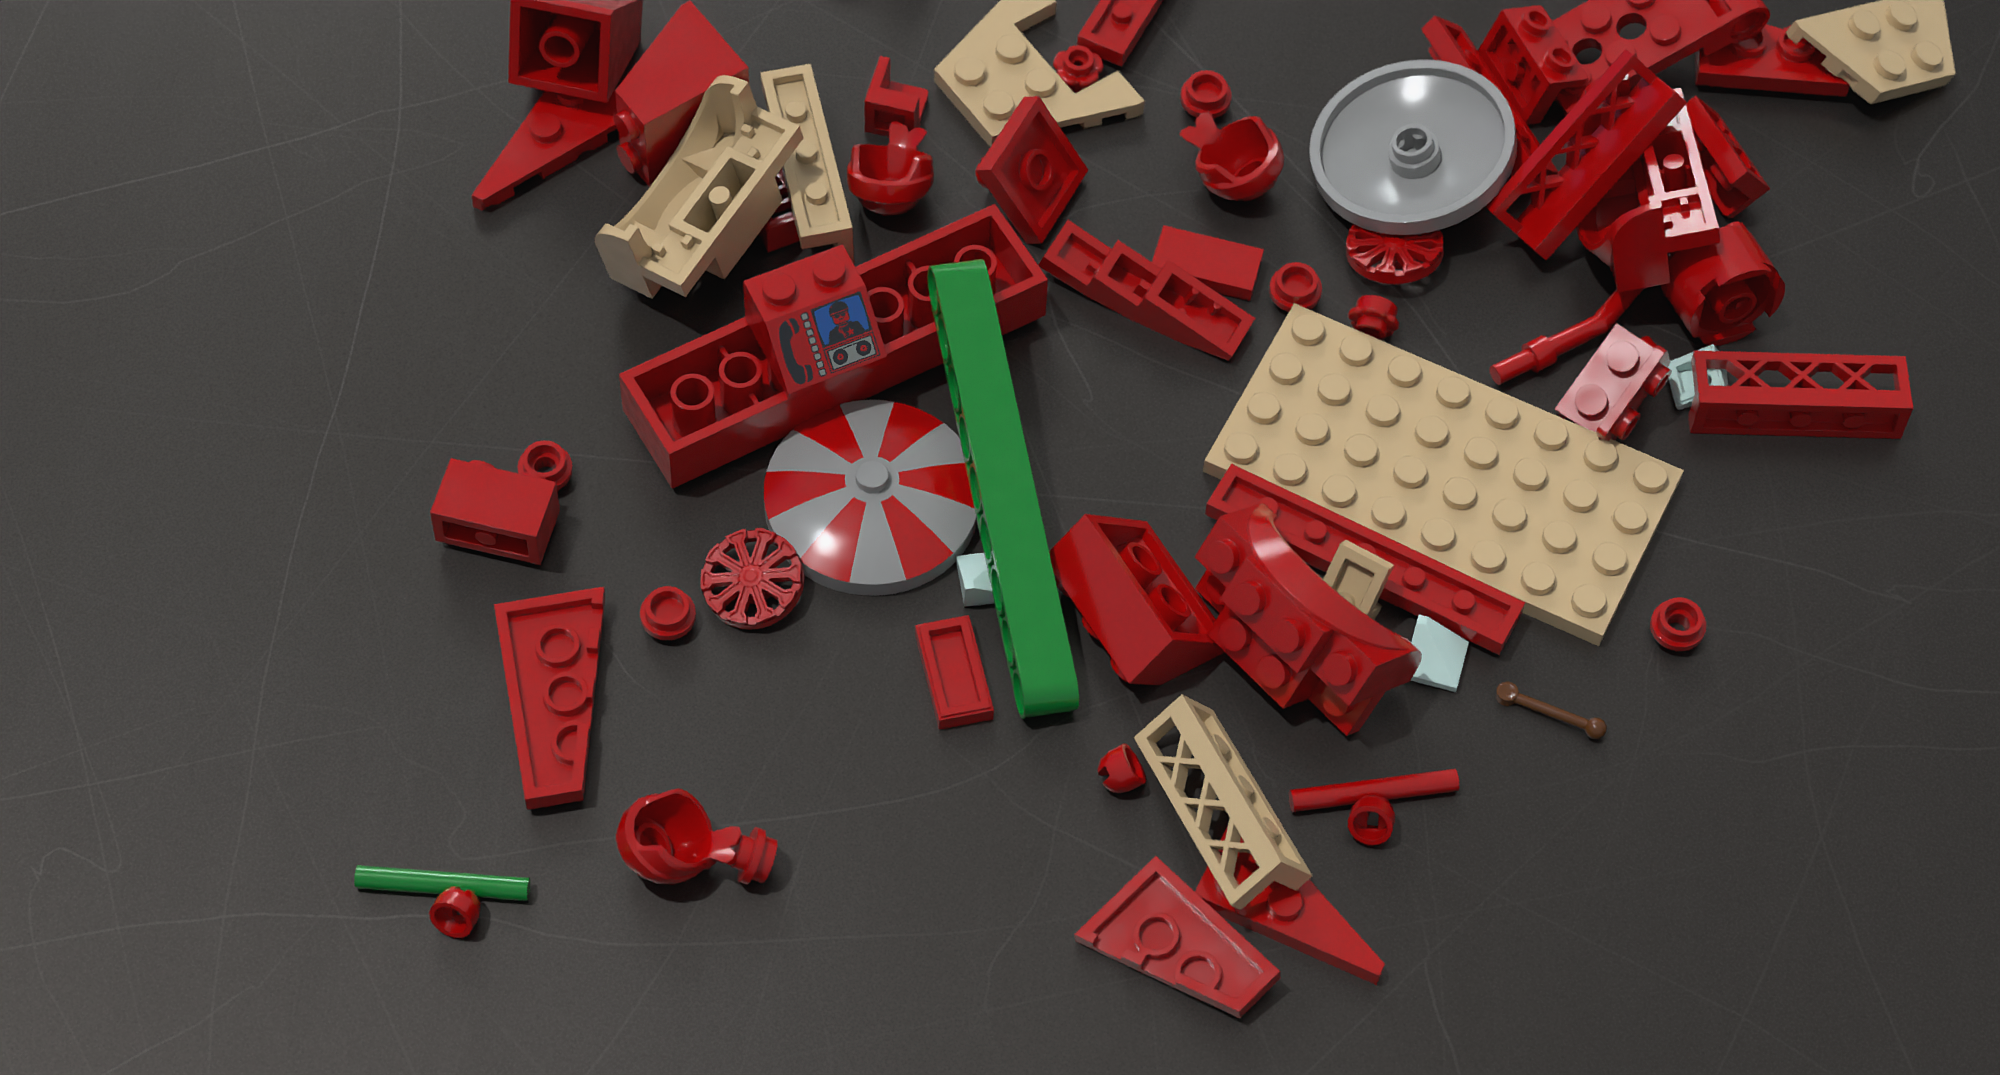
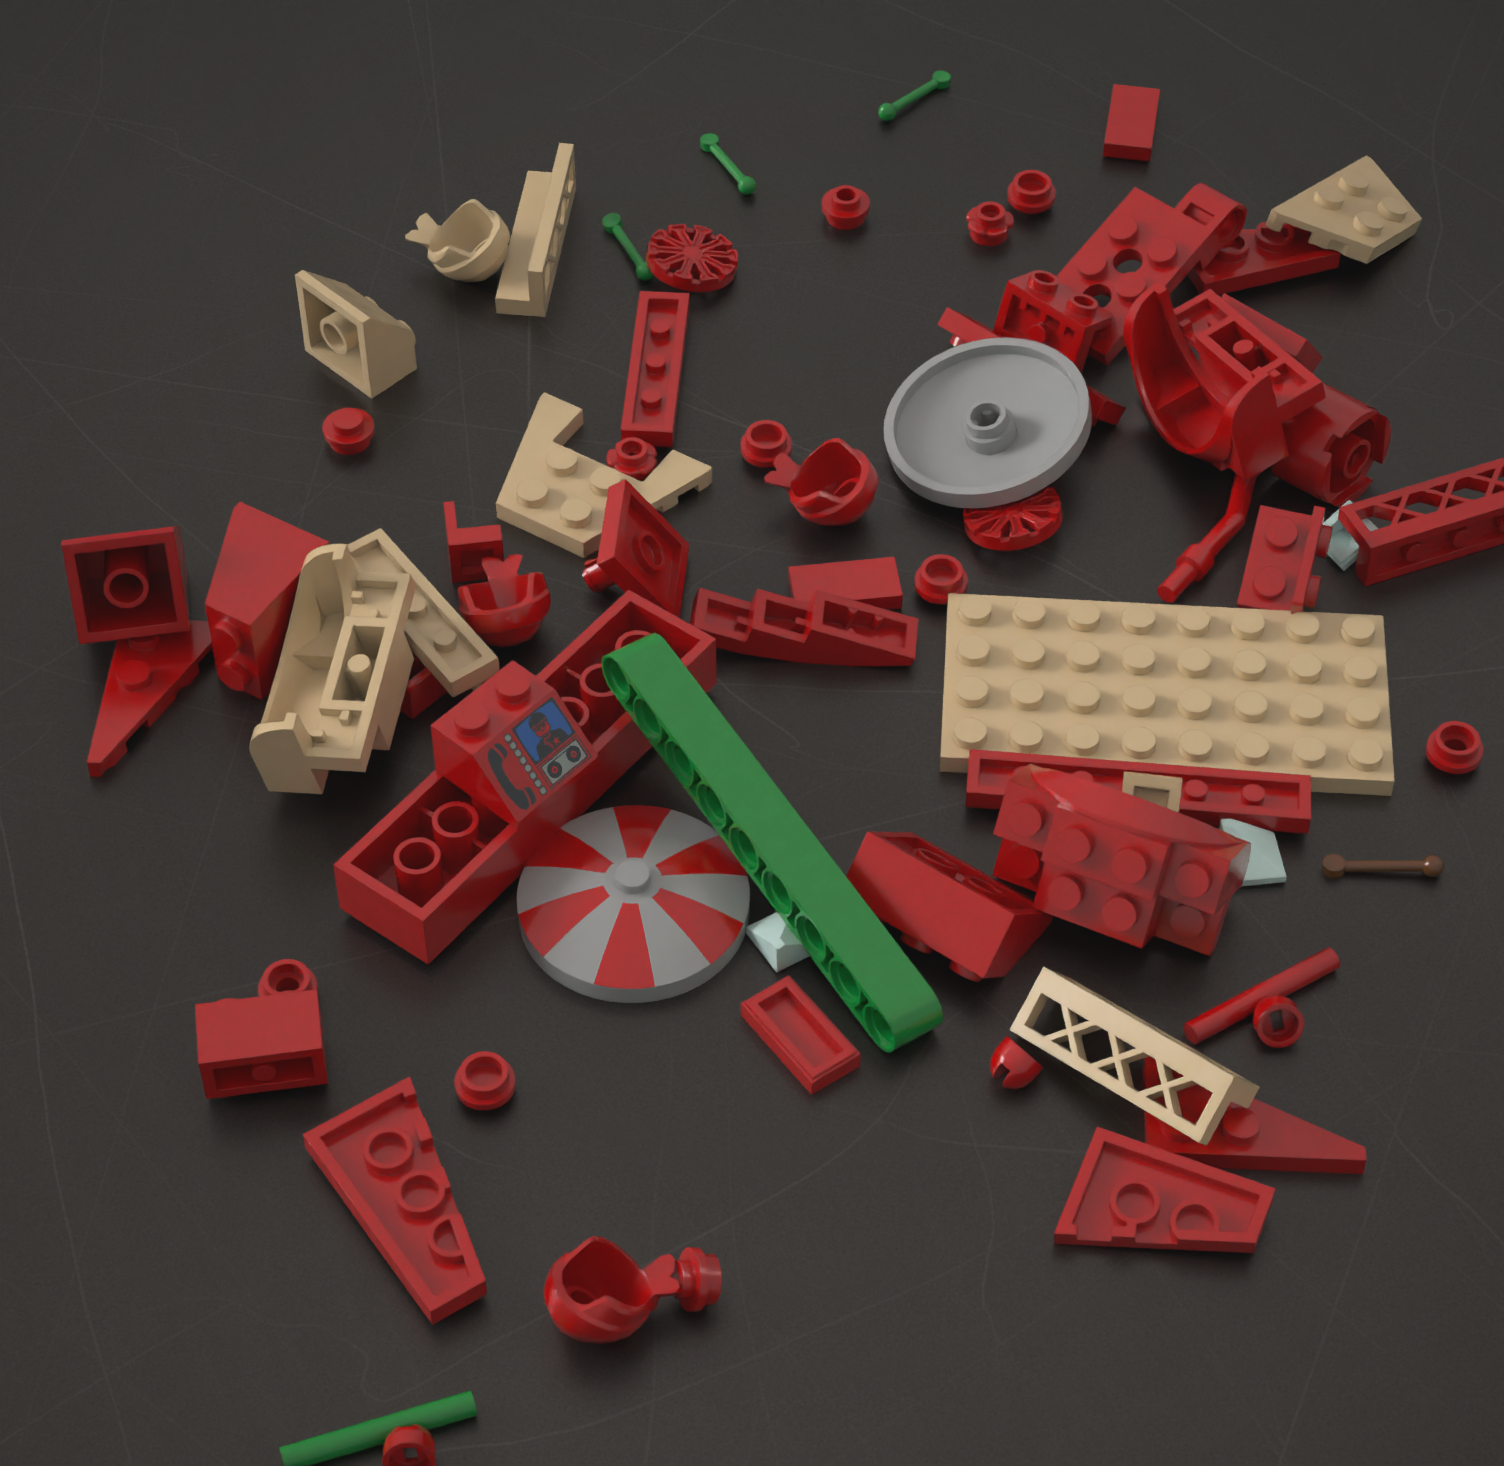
camera: 20 degrees left, 10 degrees down
(752, 578) = (555, 1018): red wheel -> none
(1374, 316) = (1029, 578): red plate -> none
(1592, 160) = (1163, 377): red fence -> none

